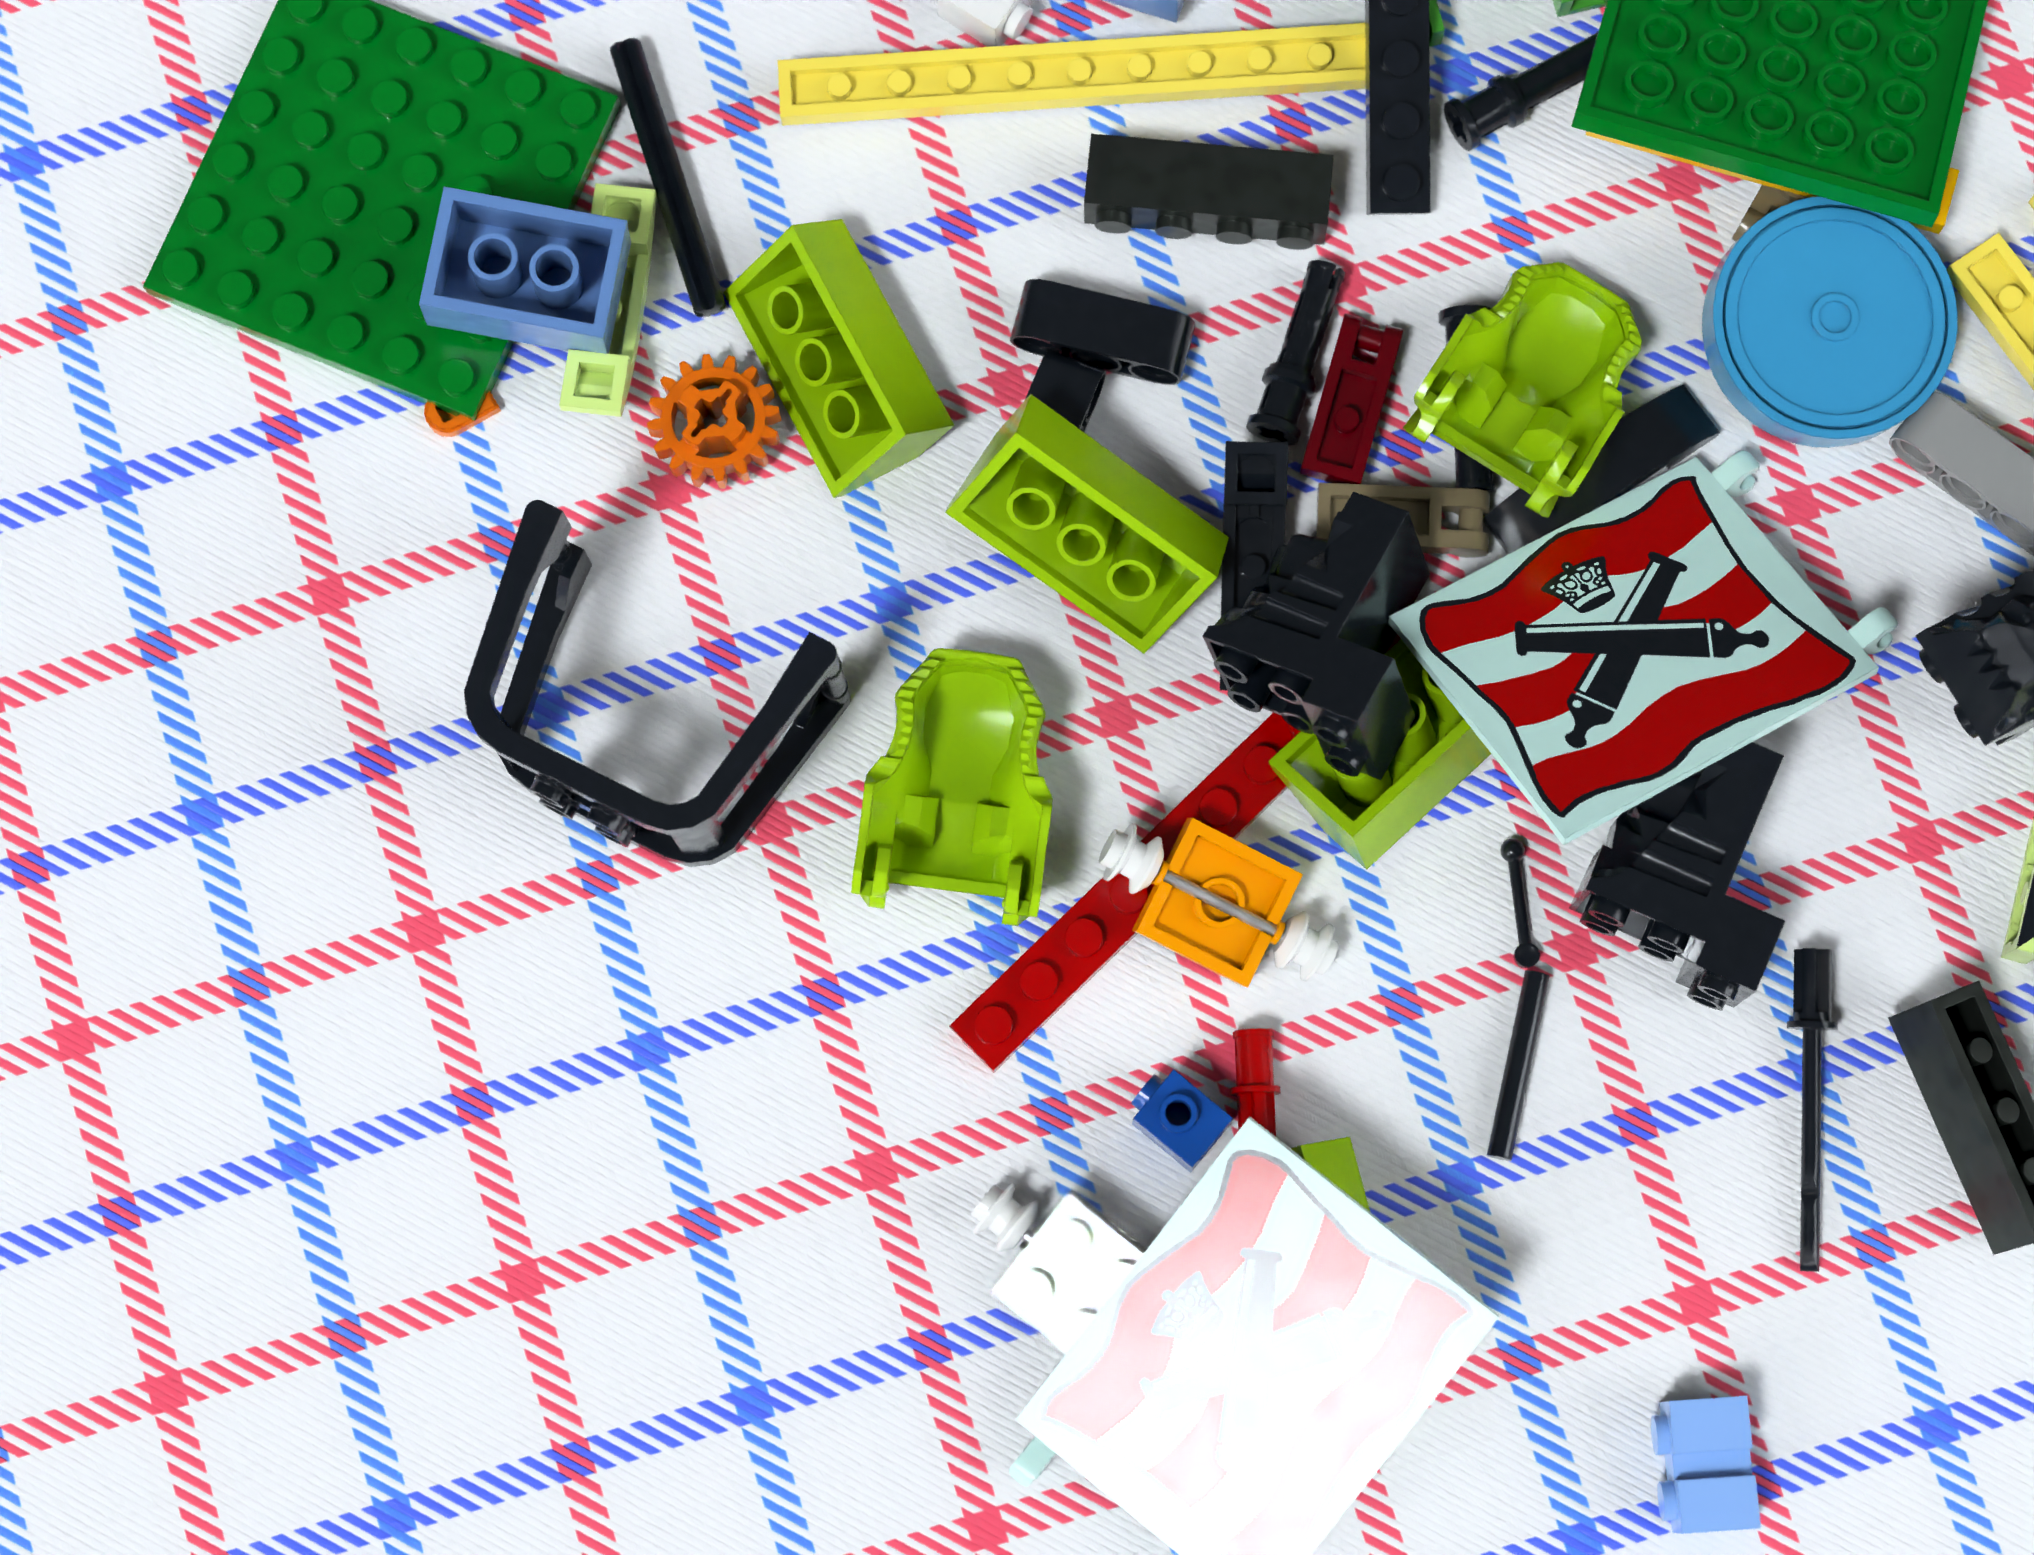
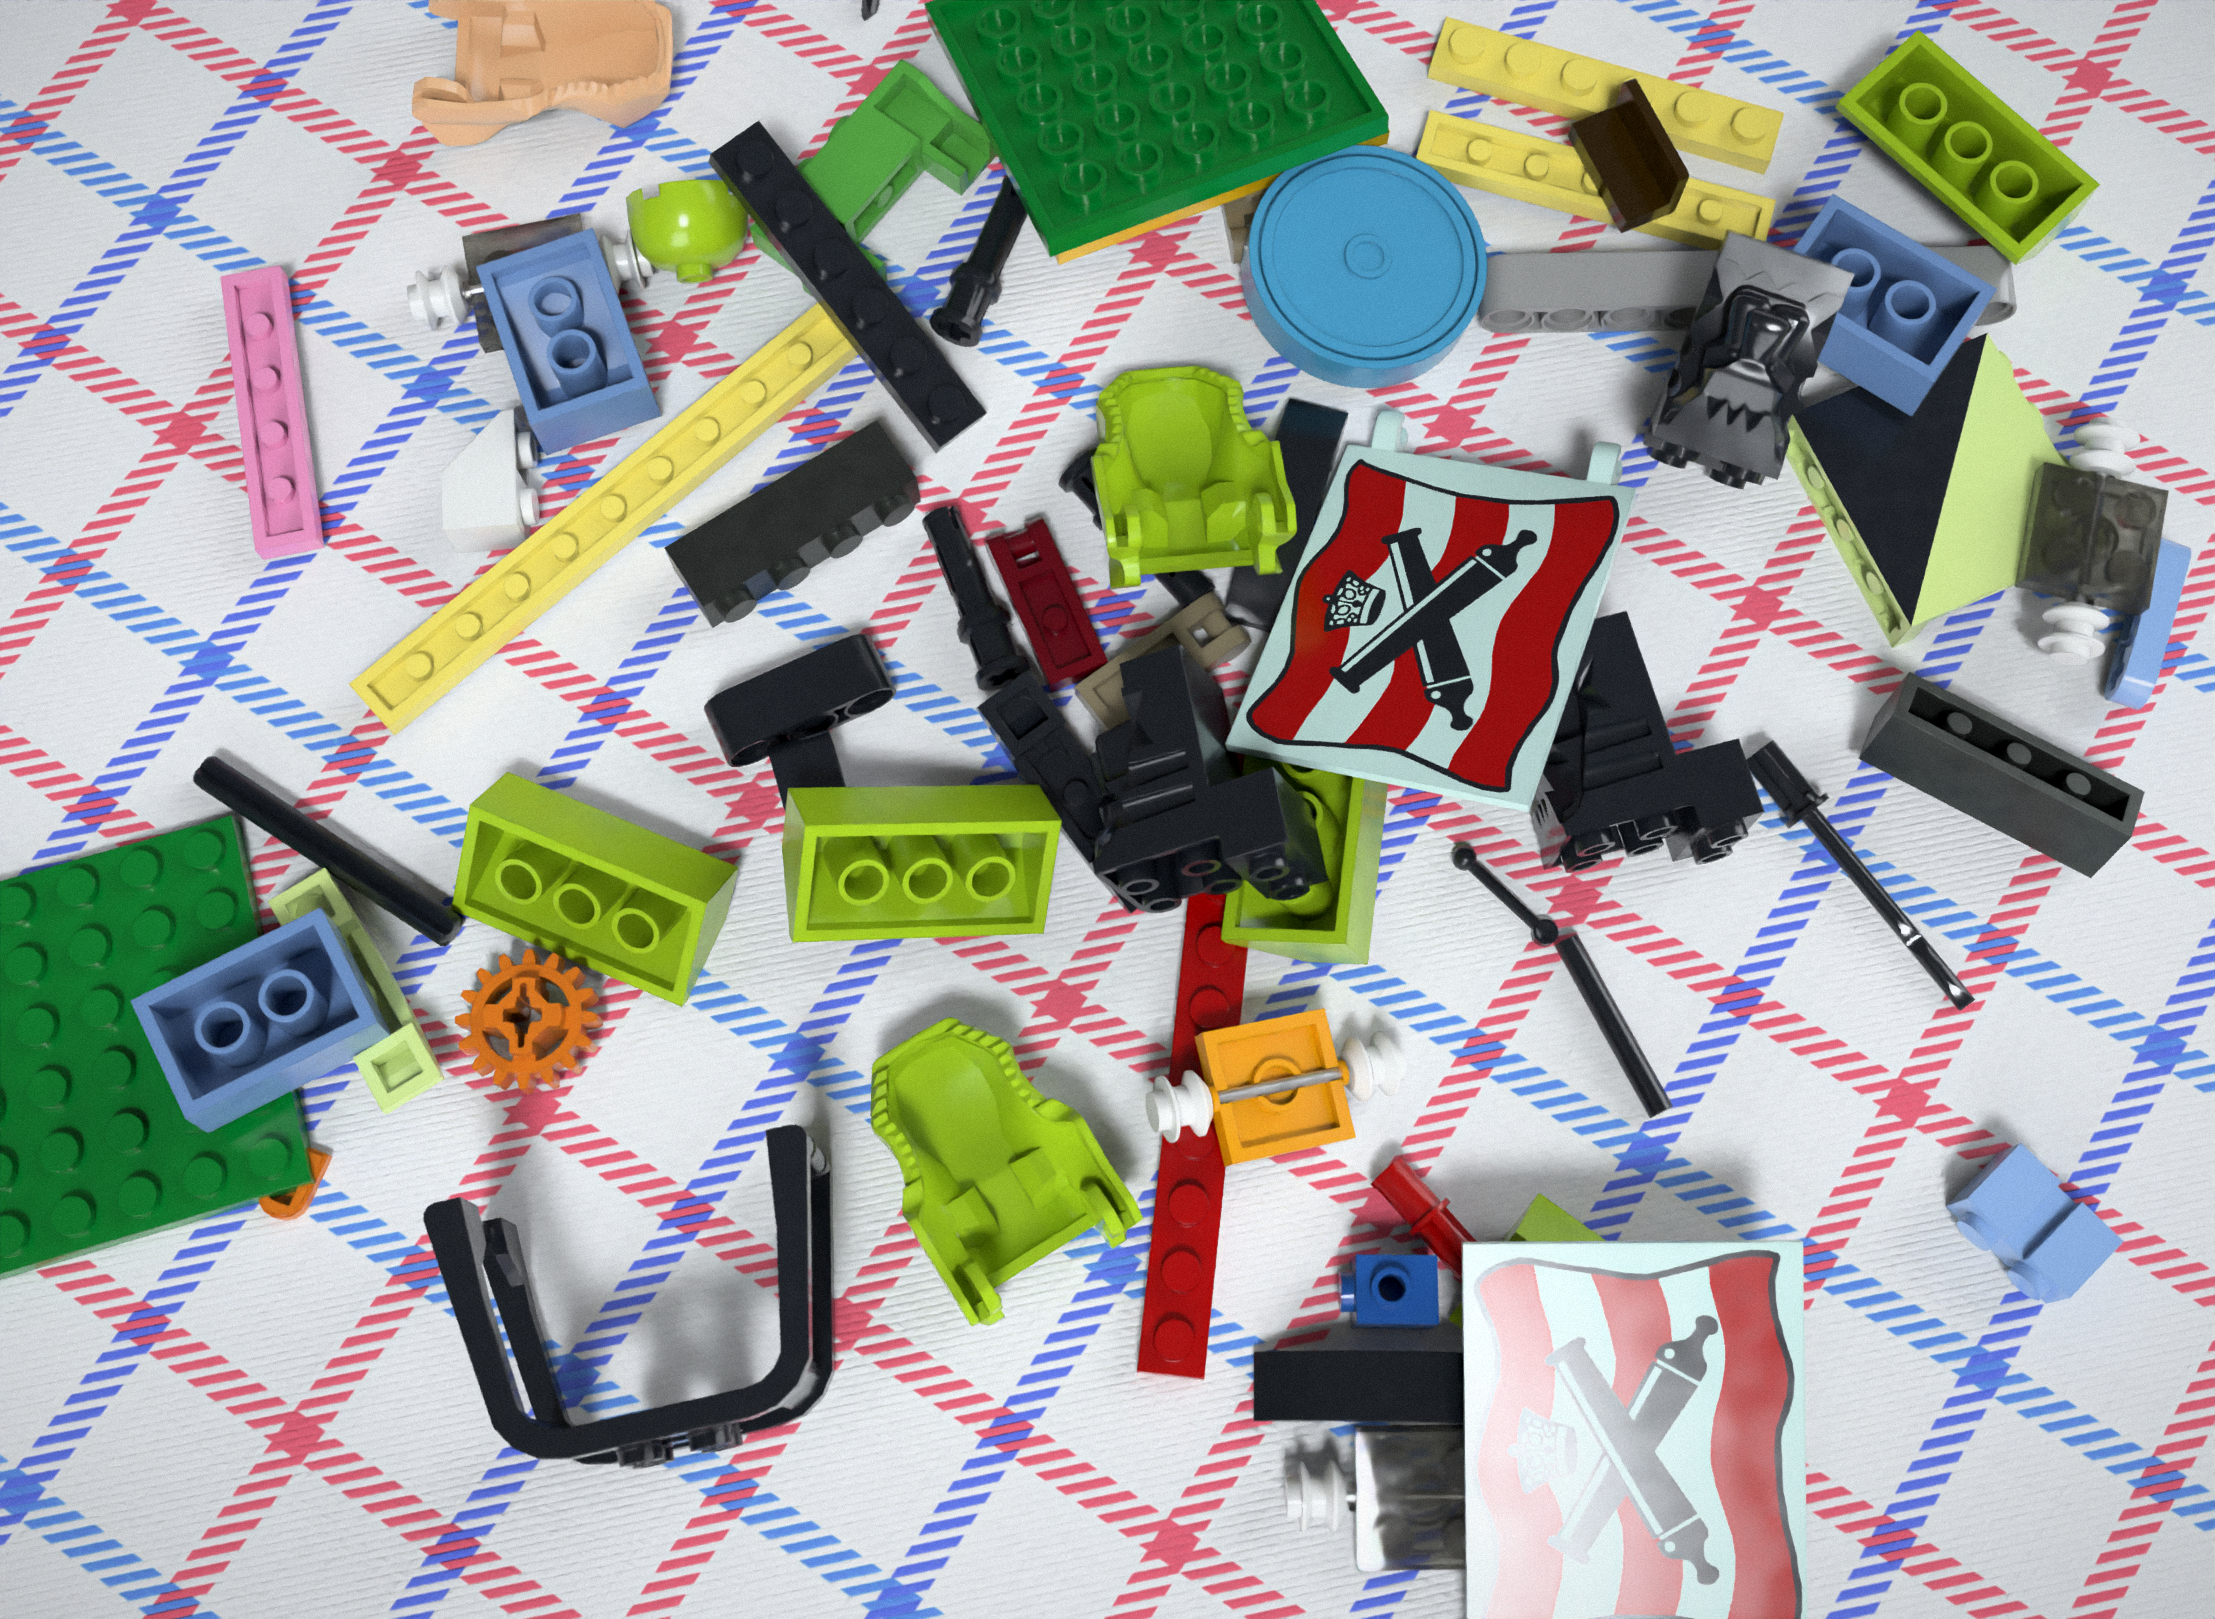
camera: 45 degrees left, 5 degrees down
(1097, 1164) = (1358, 1386): none -> black slope

